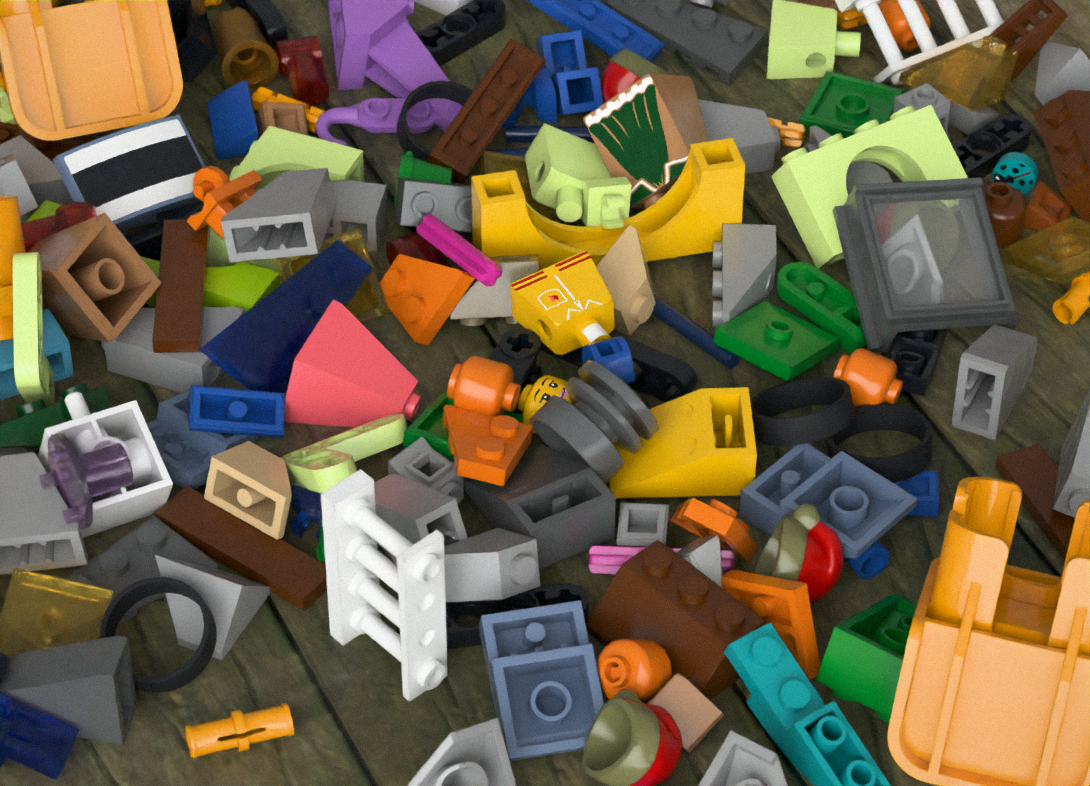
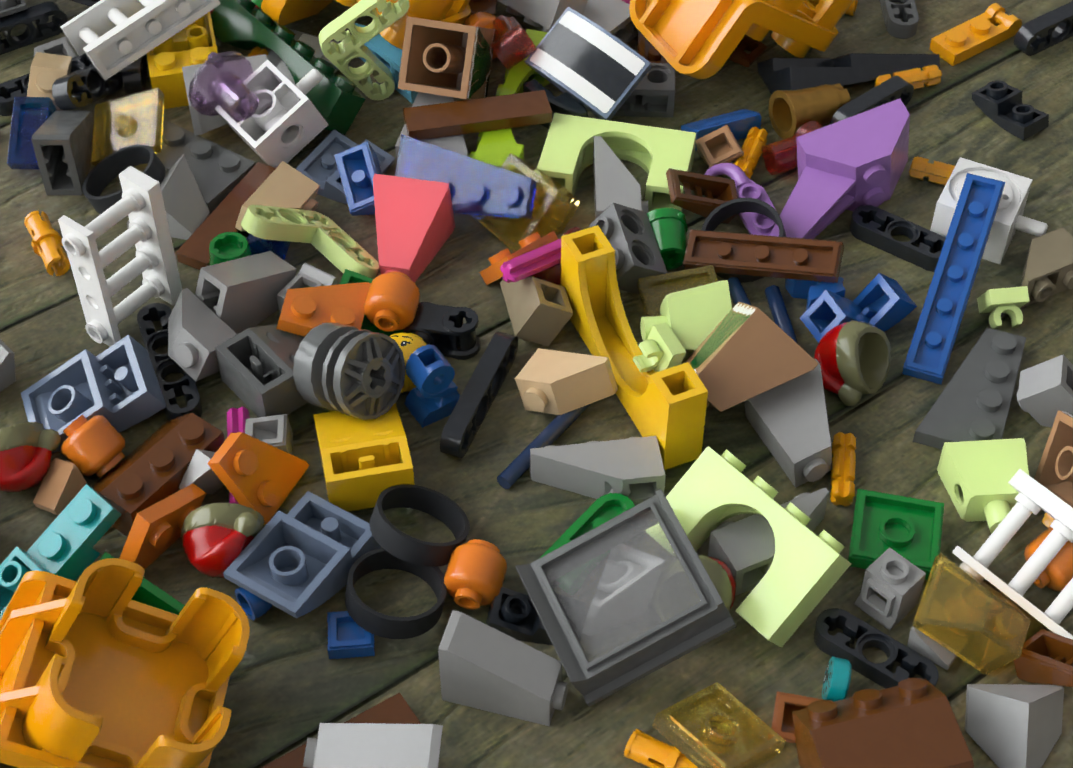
camera: 80 degrees right, 5 degrees up
(220, 196) = (564, 106): orange hips -> none
(281, 218) = (553, 145): light grey slope -> none
(372, 134) = (716, 191): none -> reddish brown slope
(565, 304) = (495, 334): yellow torso -> none
(776, 340) = (525, 504): green plate -> none
(1006, 211) = (752, 662): reddish brown head -> none

